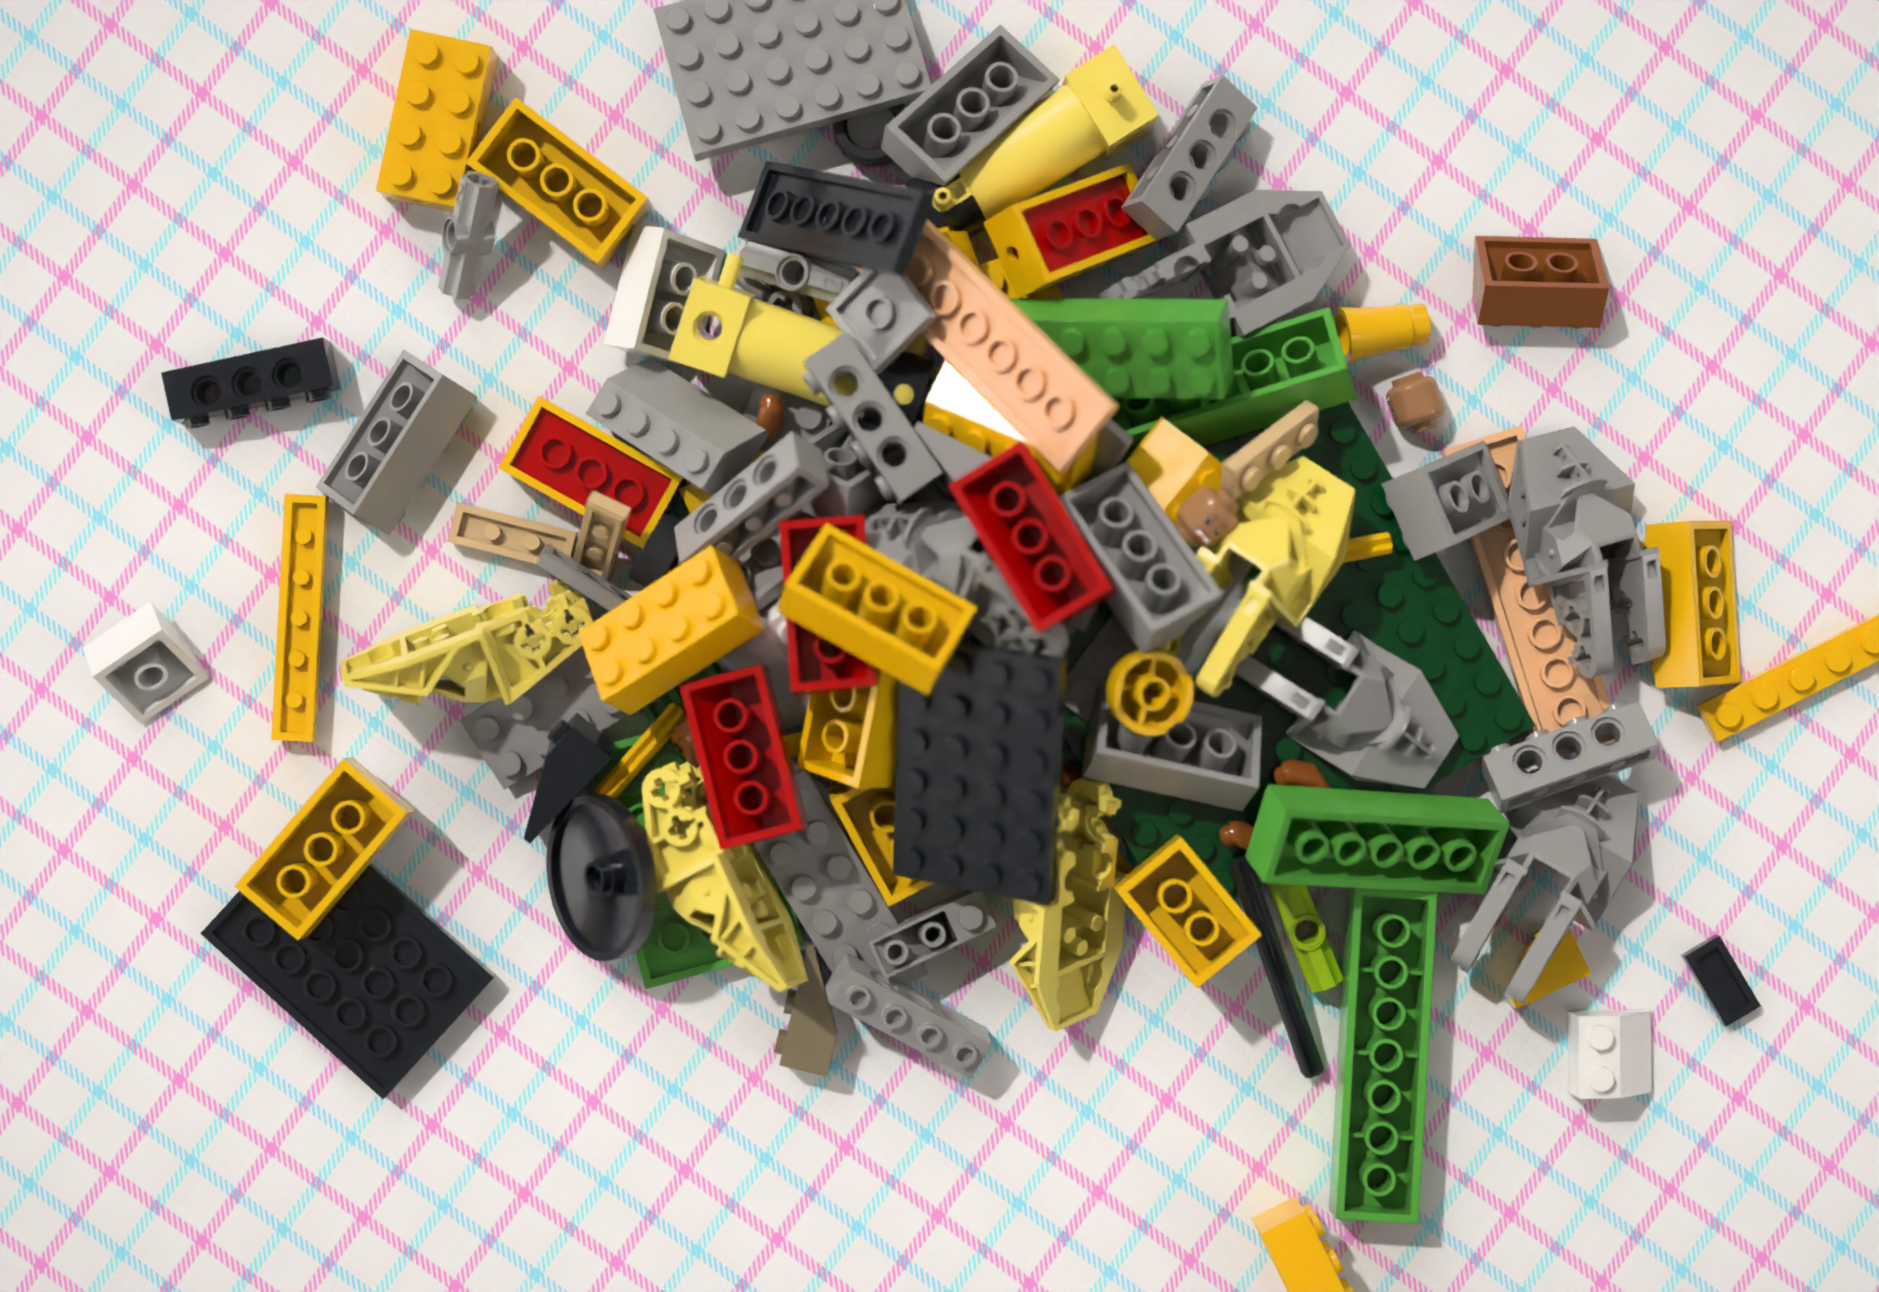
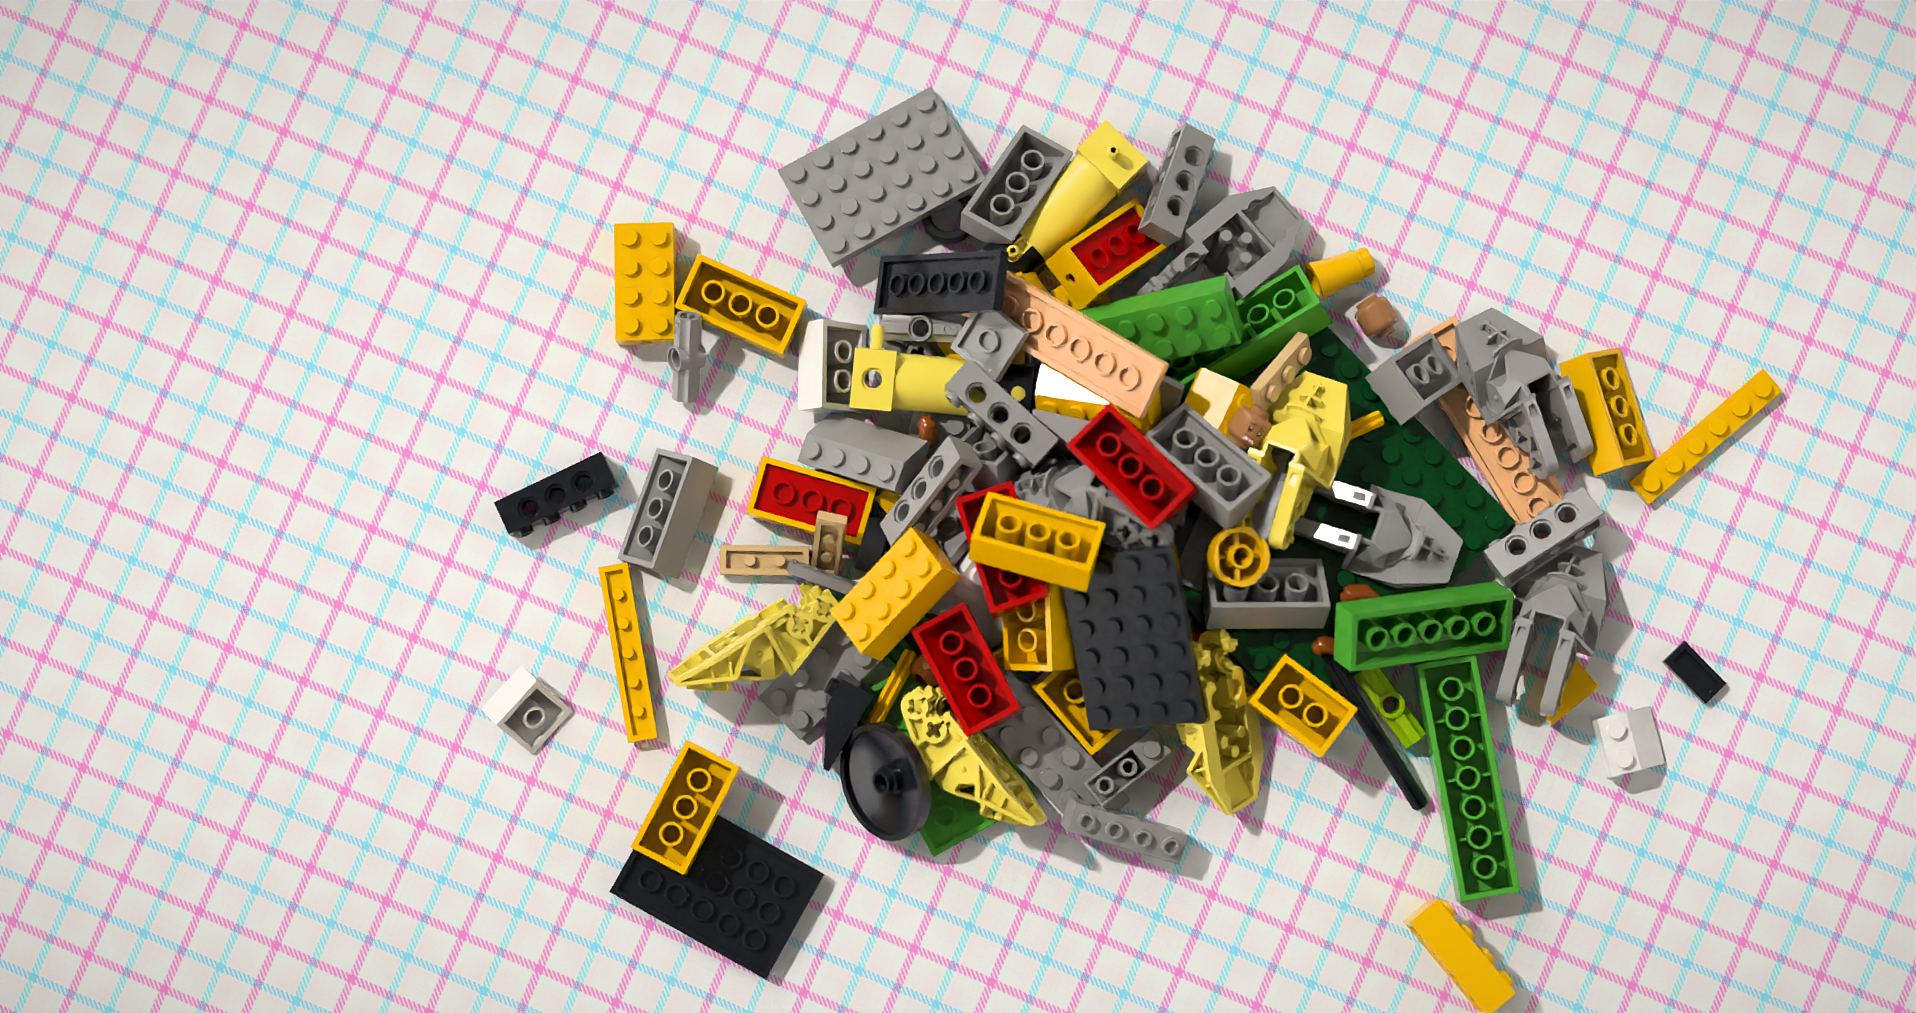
camera: 15 degrees left, 5 degrees down
(812, 1025) = (1058, 858): dark tan slope -> none
(1538, 282) = (1441, 213): dark orange slope -> none

